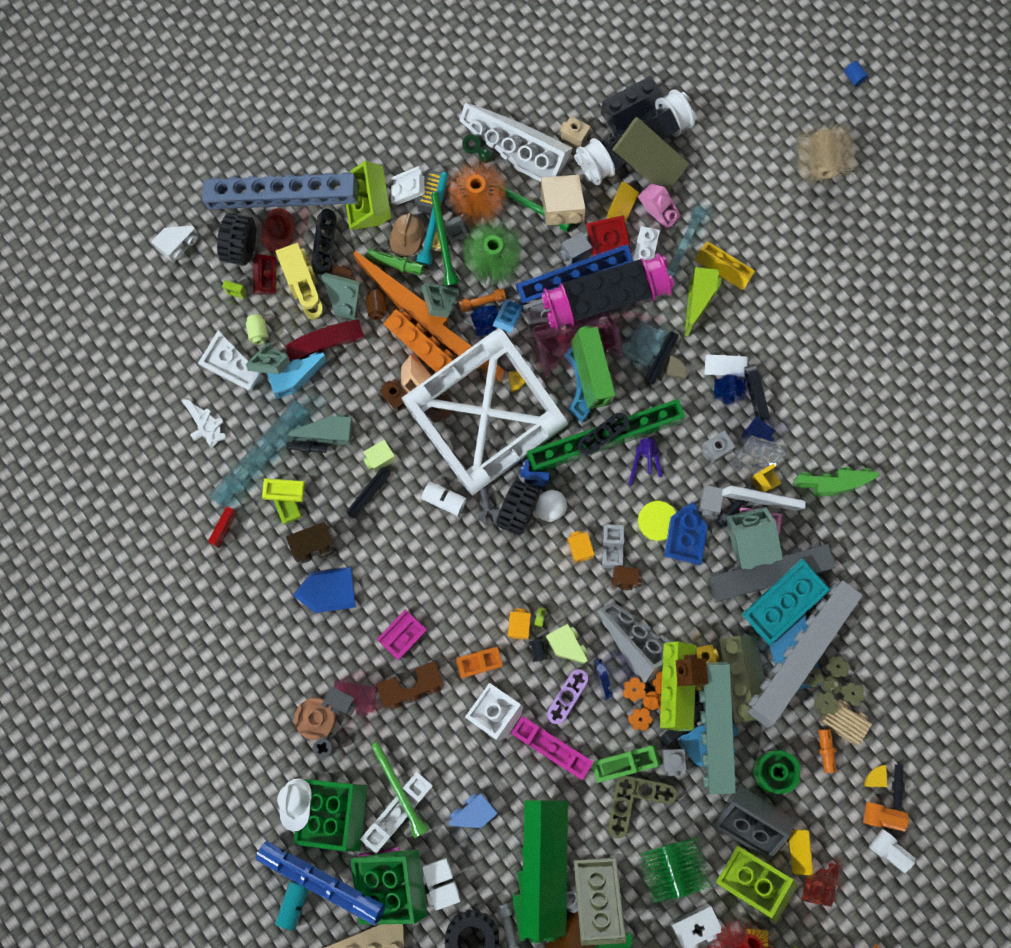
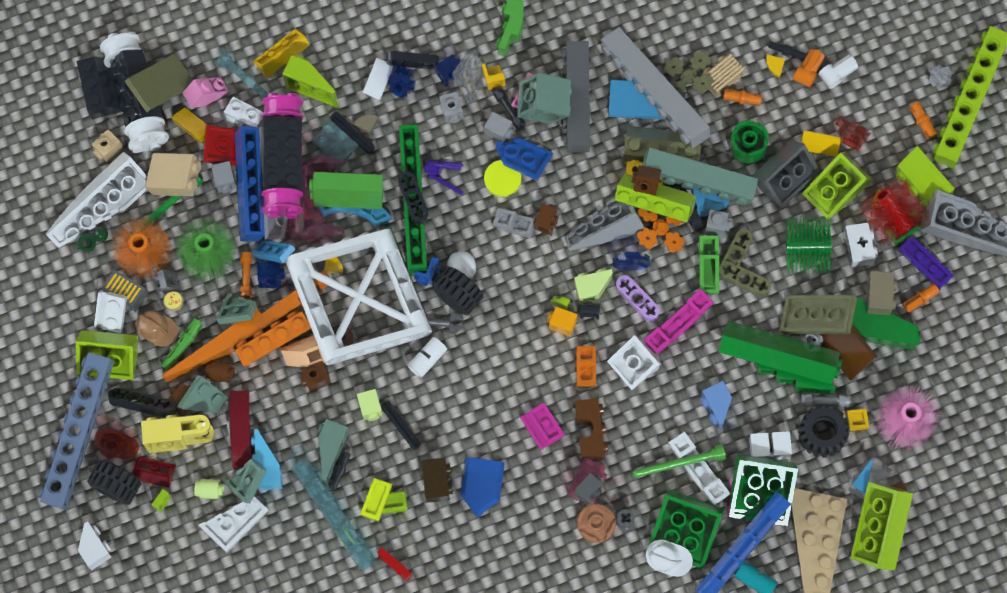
camera: 70 degrees left, 5 degrees down
(207, 425) = (289, 559): white piece -> none
(425, 255) = (185, 314): teal piece -> none
(450, 277) = (213, 297): green piece -> none
(580, 547) = (507, 250): light orange brick -> none
(763, 498) = (510, 81): white tile -> none
(785, 601) = (606, 91): teal tile -> none

